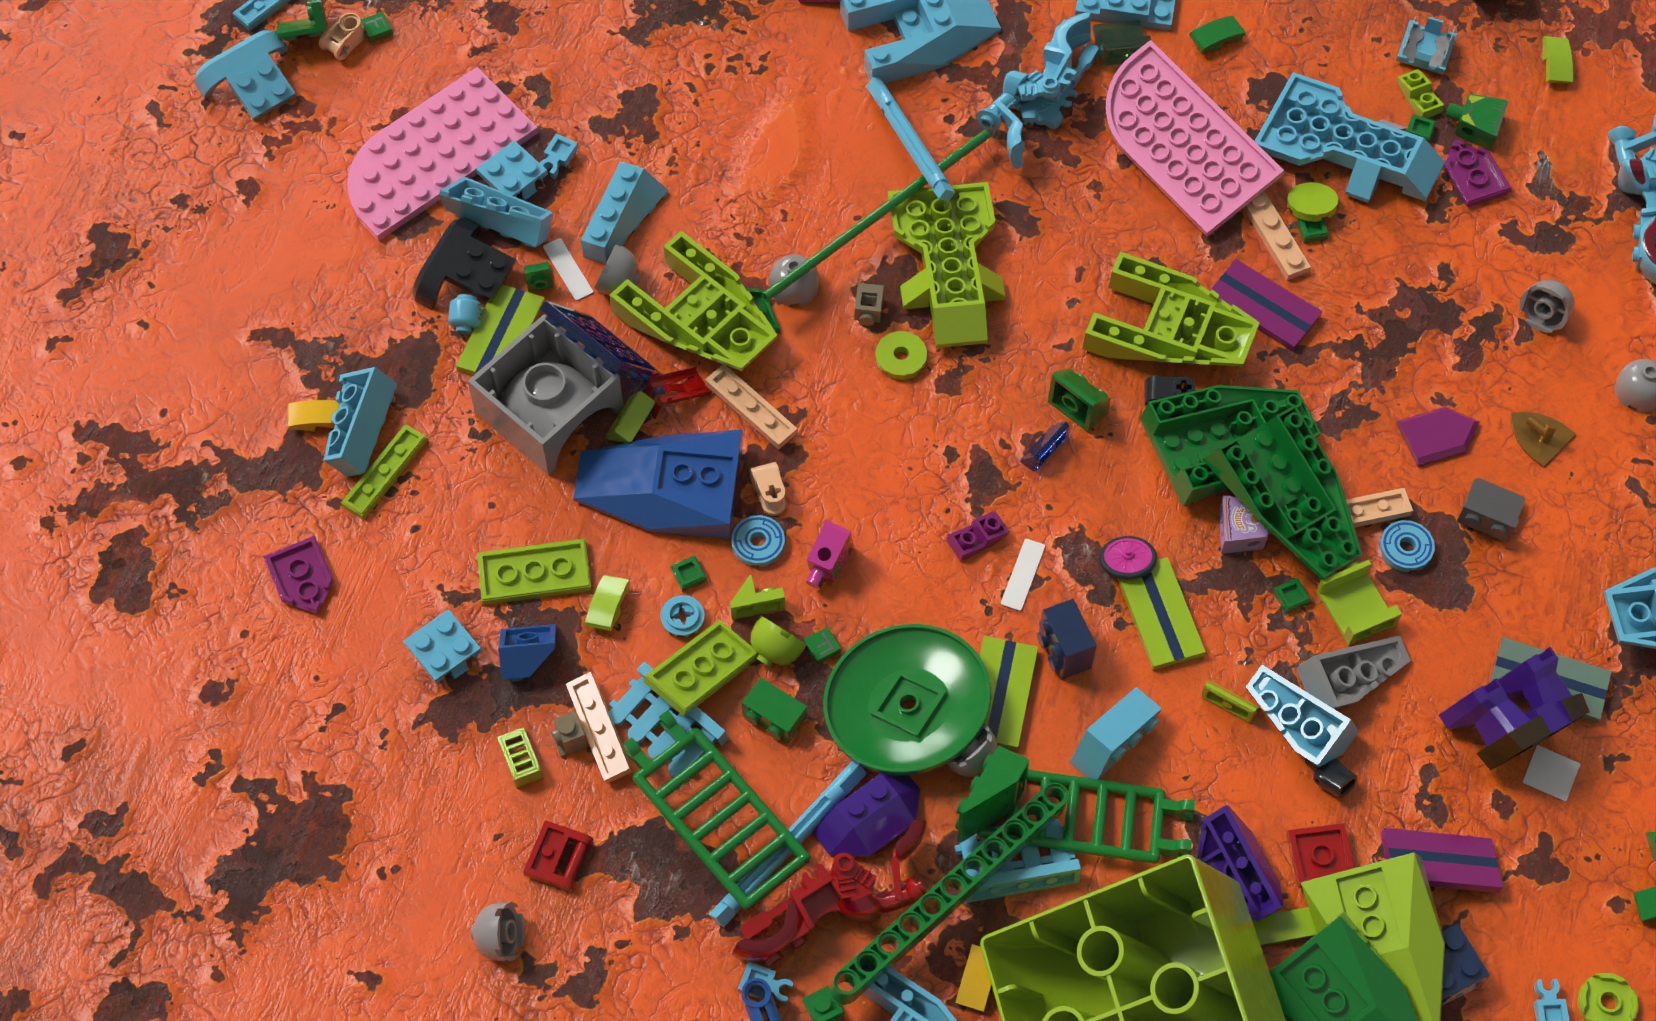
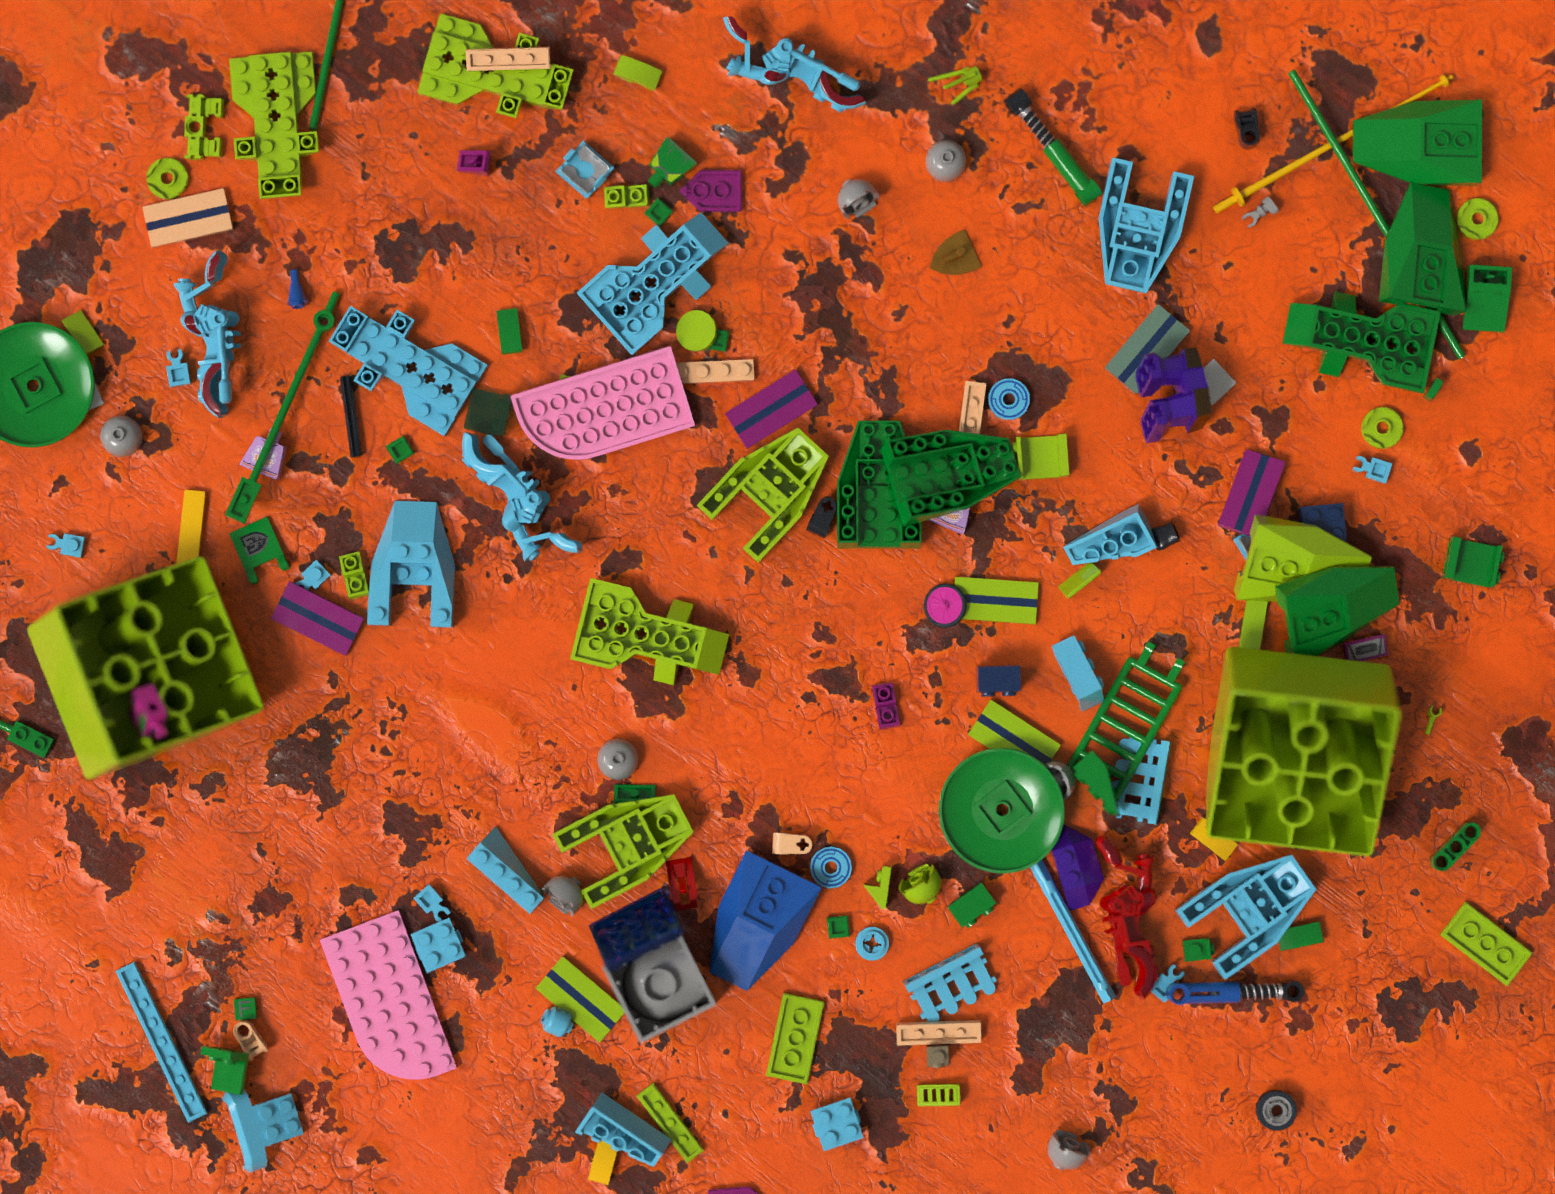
camera: 70 degrees left, 25 degrees up
(462, 263) = (512, 1009): black piece -> none
(497, 211) = (474, 967): medium azure wedge -> none
(524, 649) = (858, 1064): blue slope -> none
(538, 276) = (547, 954): green bracket -> none
(549, 852) = (1019, 1097): red plate -> none
(568, 269) = (539, 928): white sticker -> none
(606, 602) = (842, 994): lime slope -> none
(630, 418) = (696, 926): lime slope -> none
(693, 839) = (1033, 947): green bar -> none
(701, 667) = (922, 946): lime tile -> none
(751, 406) = (719, 832): light nougat plate -> none
(822, 645) = (931, 851): green tile -> none
(829, 554) = (862, 818): dark pink torso -> none
(868, 303) = (655, 707): dark tan brick -> none
(870, 219) = (592, 676): green piece -> none
(901, 342) = (725, 706): lime tile -> none
(910, 139) = (487, 625): medium azure piece -> none
(944, 902) = (1167, 845): green beam -> none
(1023, 574) = (926, 685): white sticker -> none
(1045, 446) = (830, 627): clear blue slope -> none
(1078, 398) = (804, 586): green slope -> none
(1235, 852) = (1206, 631): dark purple wedge -> none
(1291, 595) = (1016, 500): green tile -> none
(1319, 851) = (1215, 571): red plate -> none
(1352, 672) = (1094, 491): light grey wedge -> none
(1437, 434) = (927, 331): magenta tile -> none
(1491, 510) = (1005, 324): dark grey bracket -> none

